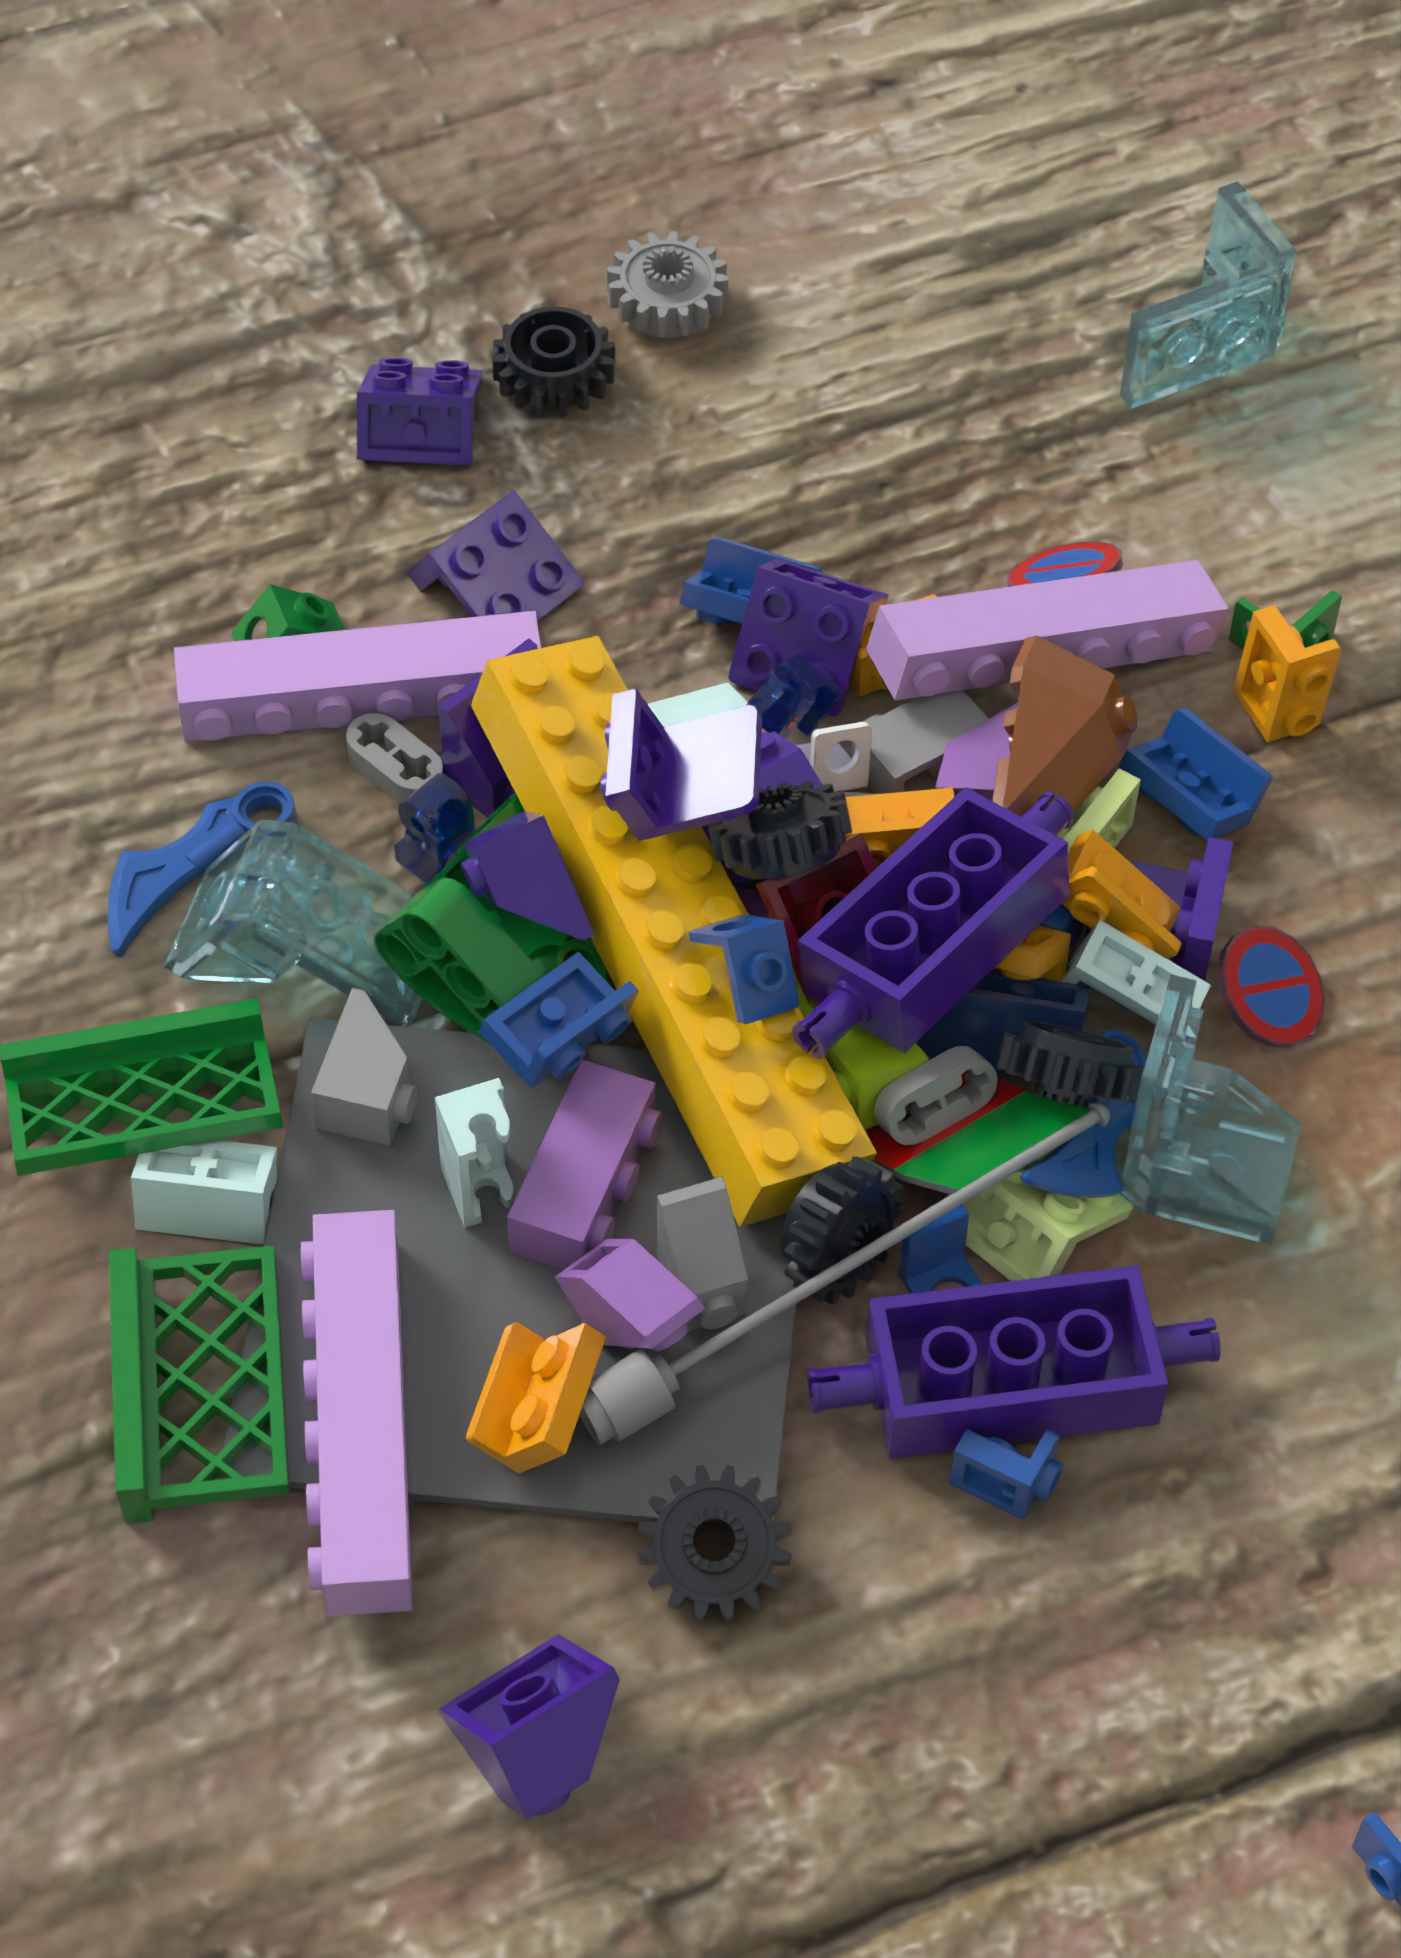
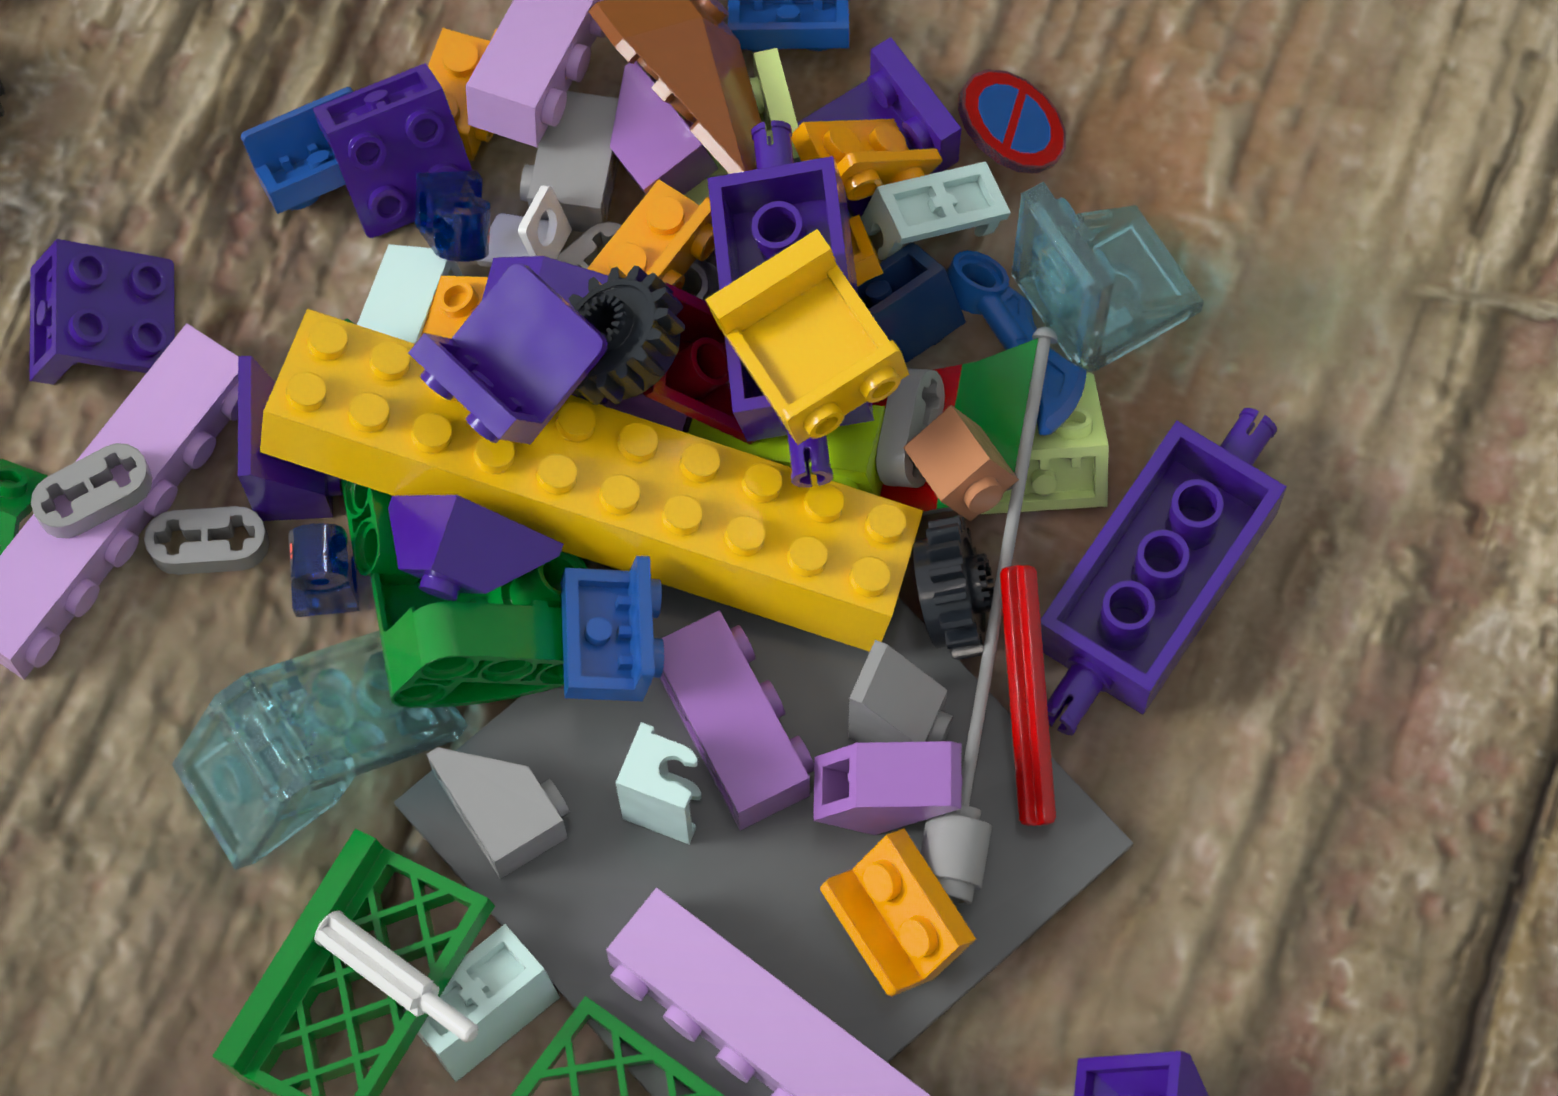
camera: 45 degrees left, 15 degrees up
(151, 877) = (139, 808): blue piece -> none
(161, 1092) = (390, 973): none -> white axle
(348, 648) = (91, 490): none -> light grey beam
(714, 1505) = (1153, 899): black gear -> none
(756, 964) = (715, 452): blue bracket -> none
(804, 1342) = (1027, 695): none -> red axle
(900, 926) = (807, 338): none -> yellow panel
(935, 1139) = (961, 464): none -> nougat brick
(937, 1254) = (1032, 534): blue bracket -> none
(1002, 1476) = (1228, 655): blue bracket -> none
(1070, 1063) = (984, 316): black gear -> none

